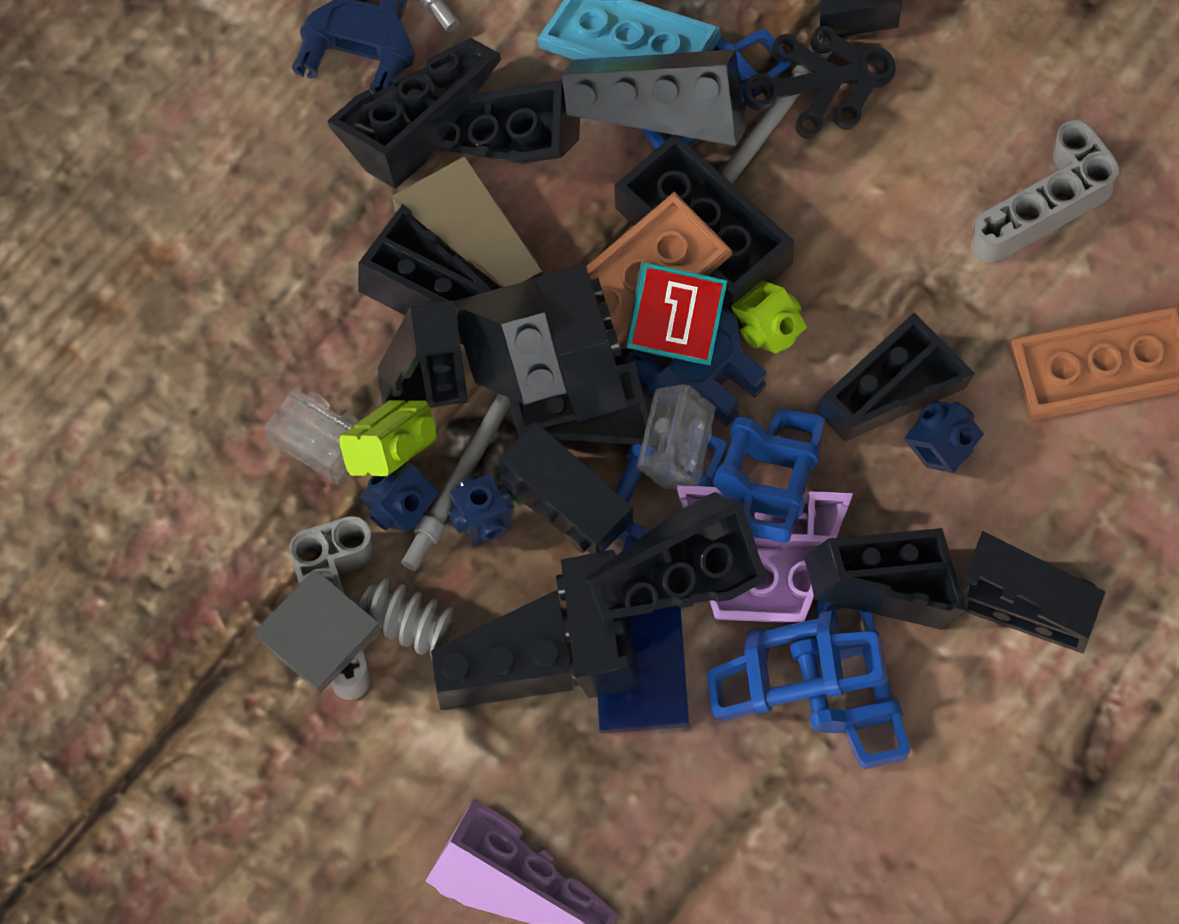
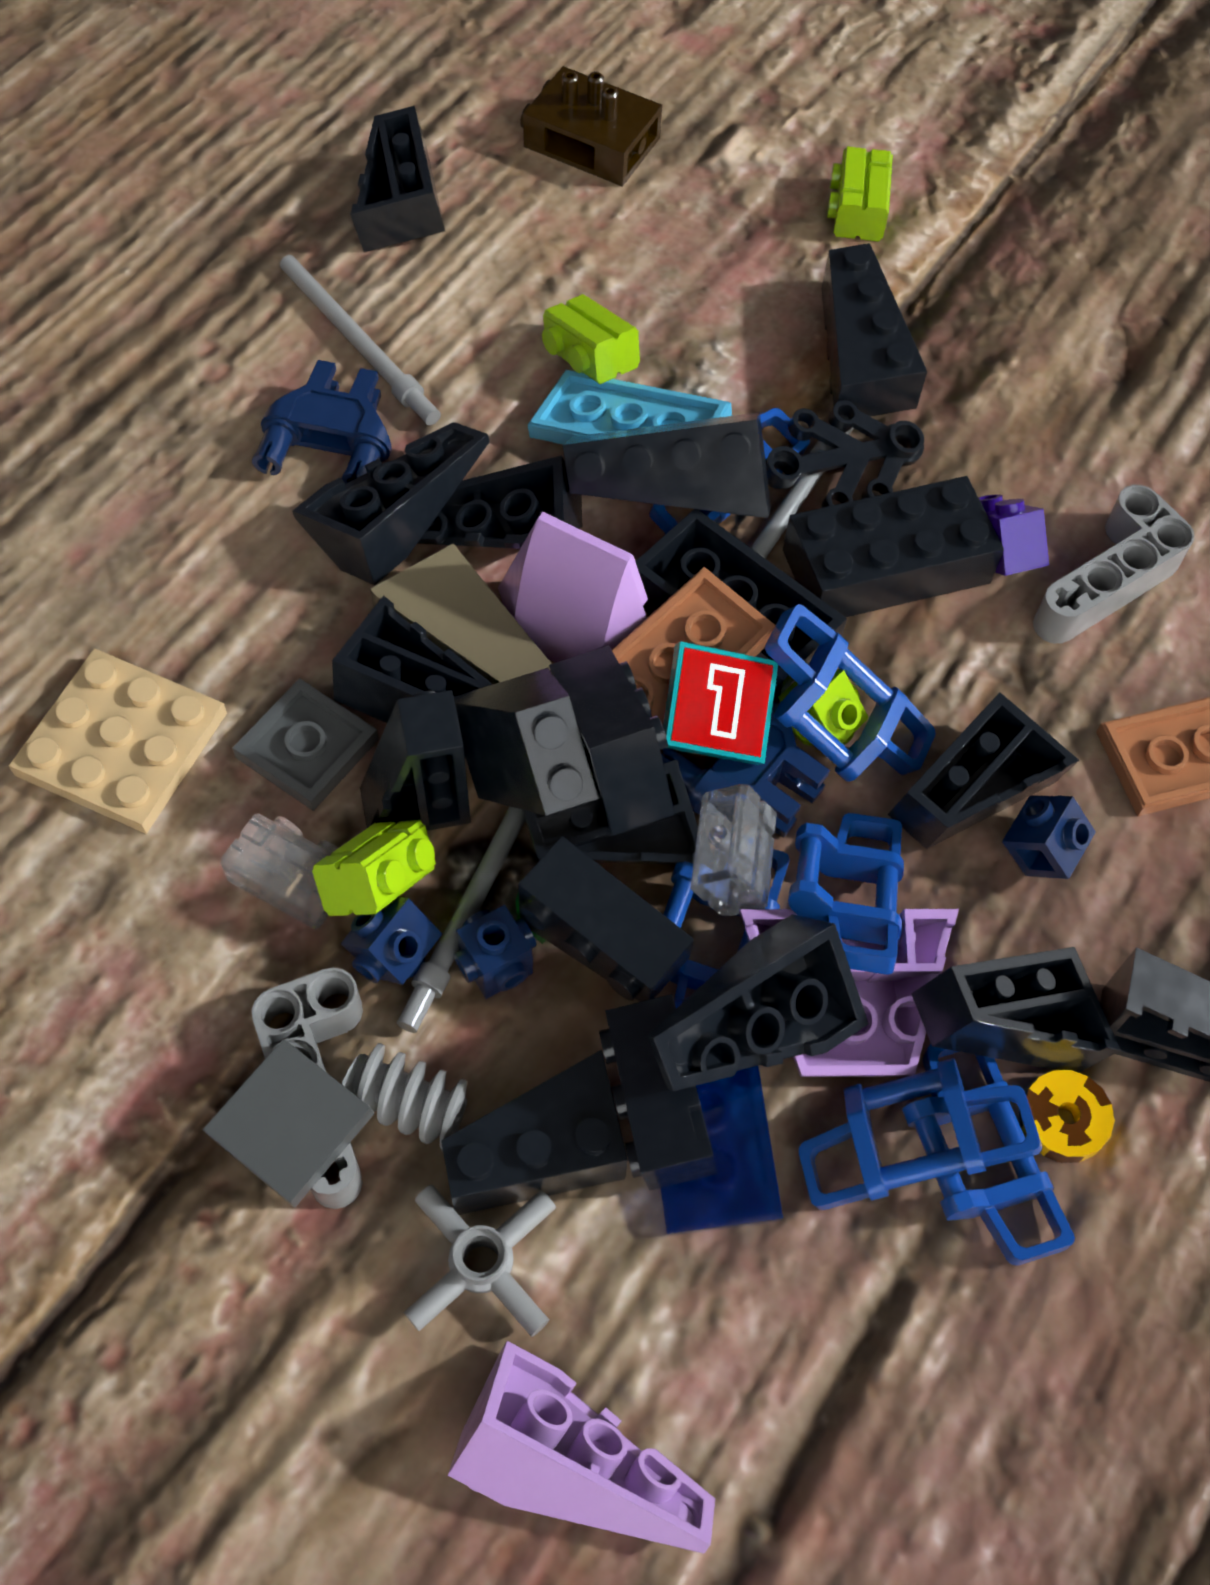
camera: 10 degrees left, 5 degrees down
(180, 318) = (119, 740): none -> tan plate
(334, 328) = (306, 744): none -> dark grey tile
(457, 756) = (498, 1277): none -> light grey bar
(561, 211) = (572, 590): none -> lavender wedge
(754, 299) = (813, 682): none -> blue bar
(849, 171) = (894, 547): none -> black brick
(929, 642) = (1085, 1101): none -> yellow piece
(954, 161) = (1020, 531): none -> dark purple slope

